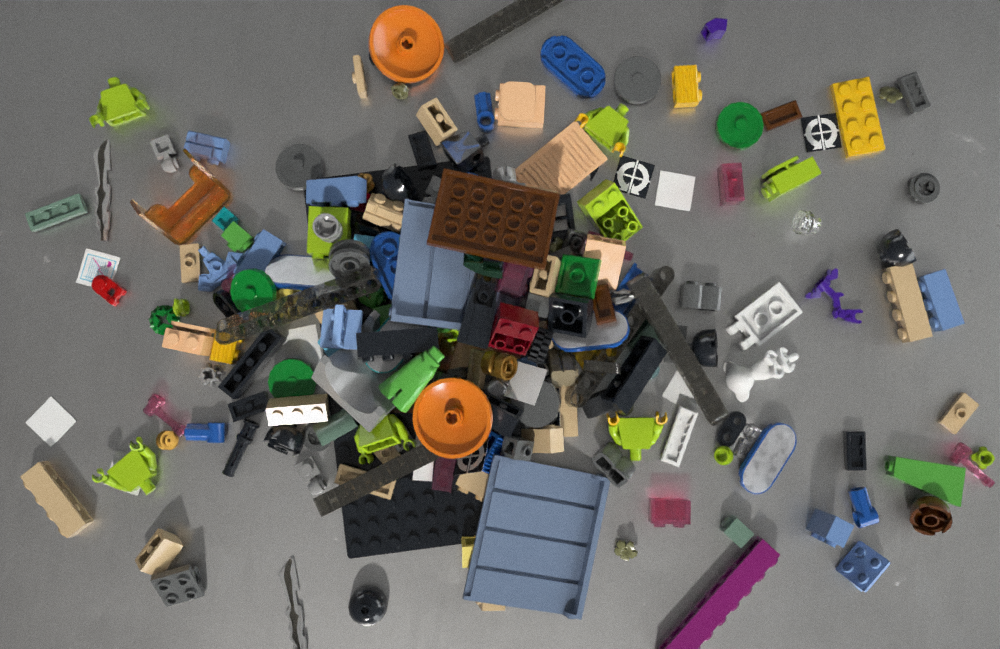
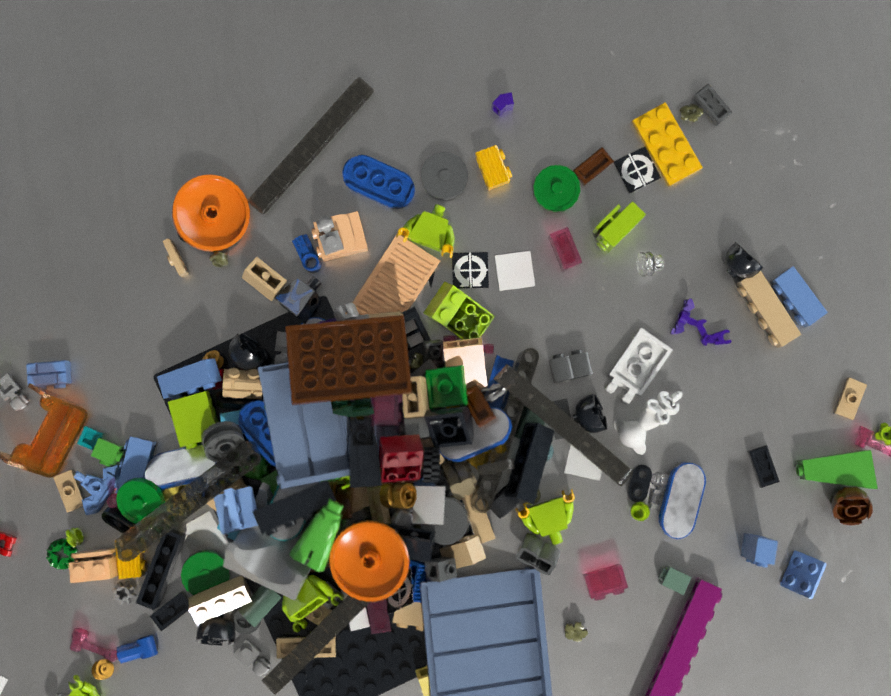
camera: 20 degrees left, 0 degrees up
(244, 438) = (178, 643): black pin -> none
(297, 165) = (143, 363): dark grey wheel -> none
(327, 228) = (193, 418): light grey wheel -> none
(422, 150) = (259, 310): black plate -> none
(513, 103) = (330, 240): none -> light grey plate
(679, 436) = (592, 506): white plate -> none
(864, 512) = (789, 522): blue piece -> none
(932, 186) = (758, 188): dark grey gear -> none

